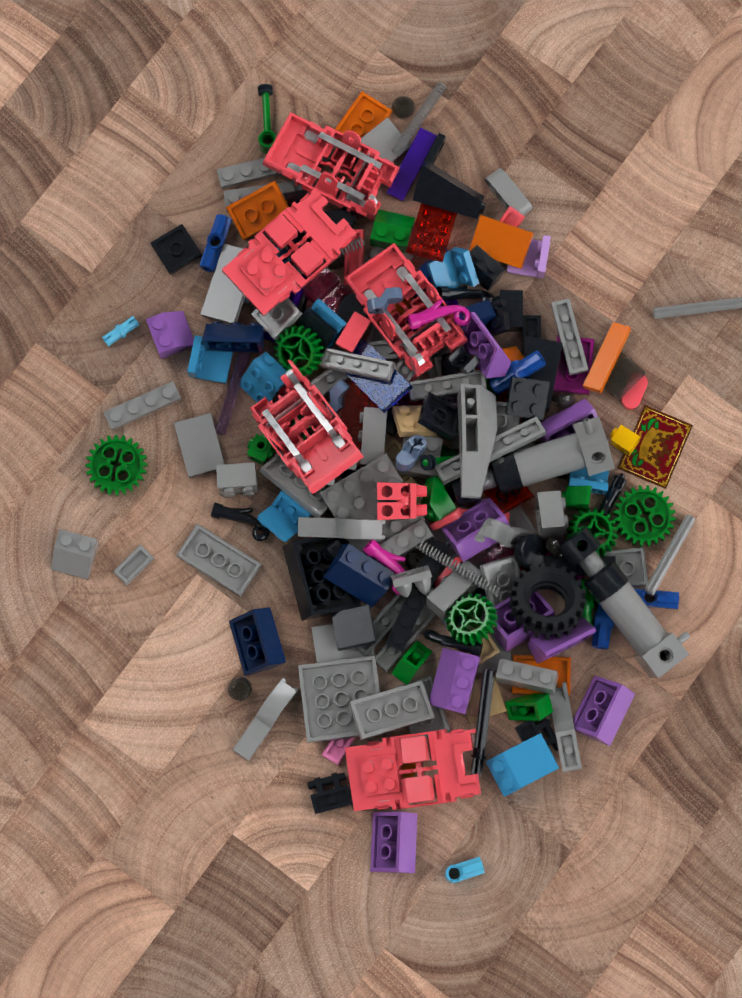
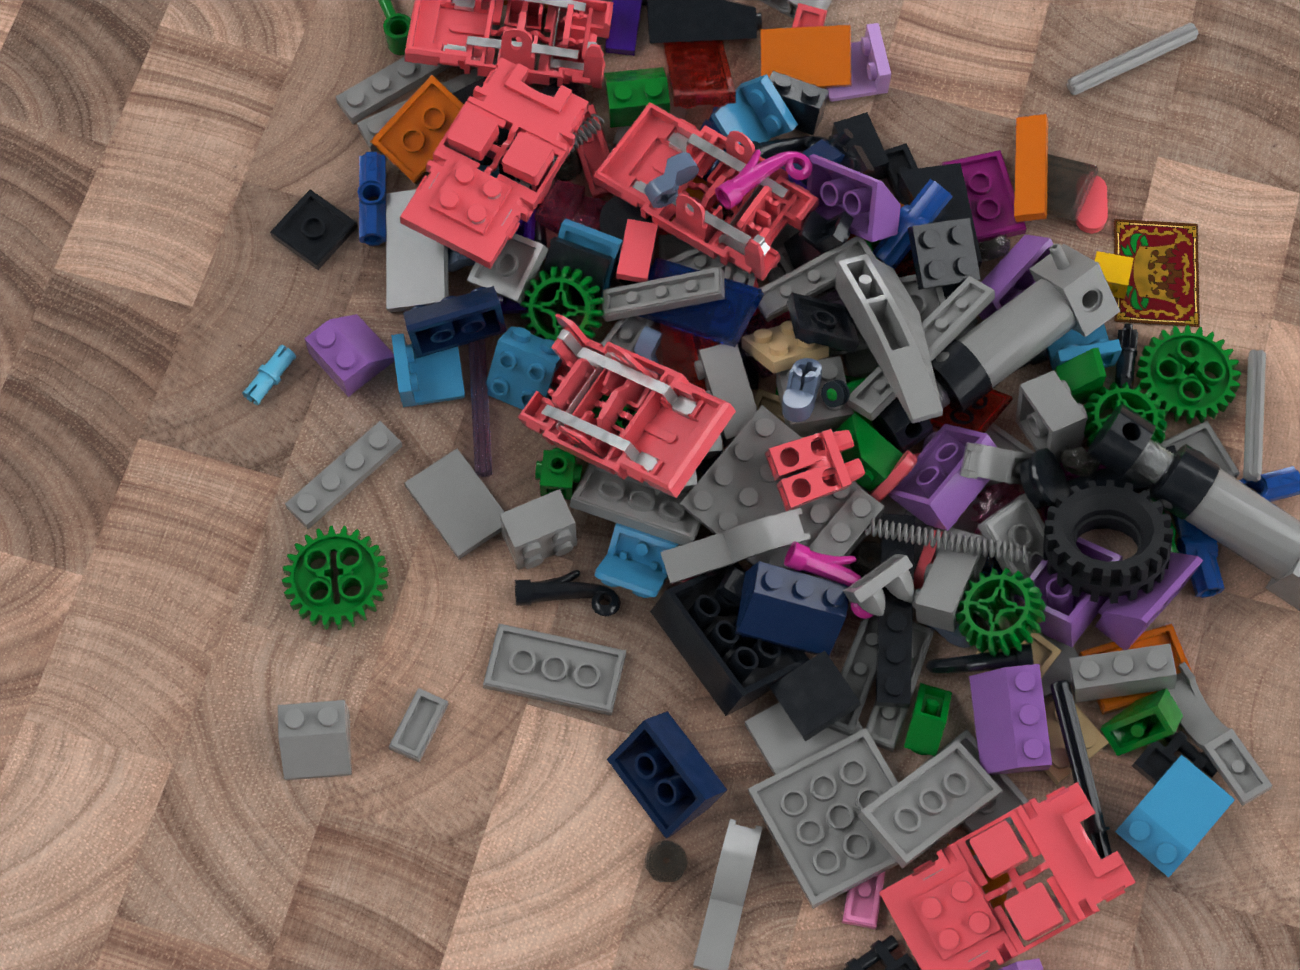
camera: 20 degrees left, 10 degrees down
(569, 336) = (958, 147): light grey plate -> none
(602, 710) = (1258, 685): medium lavender slope -> none

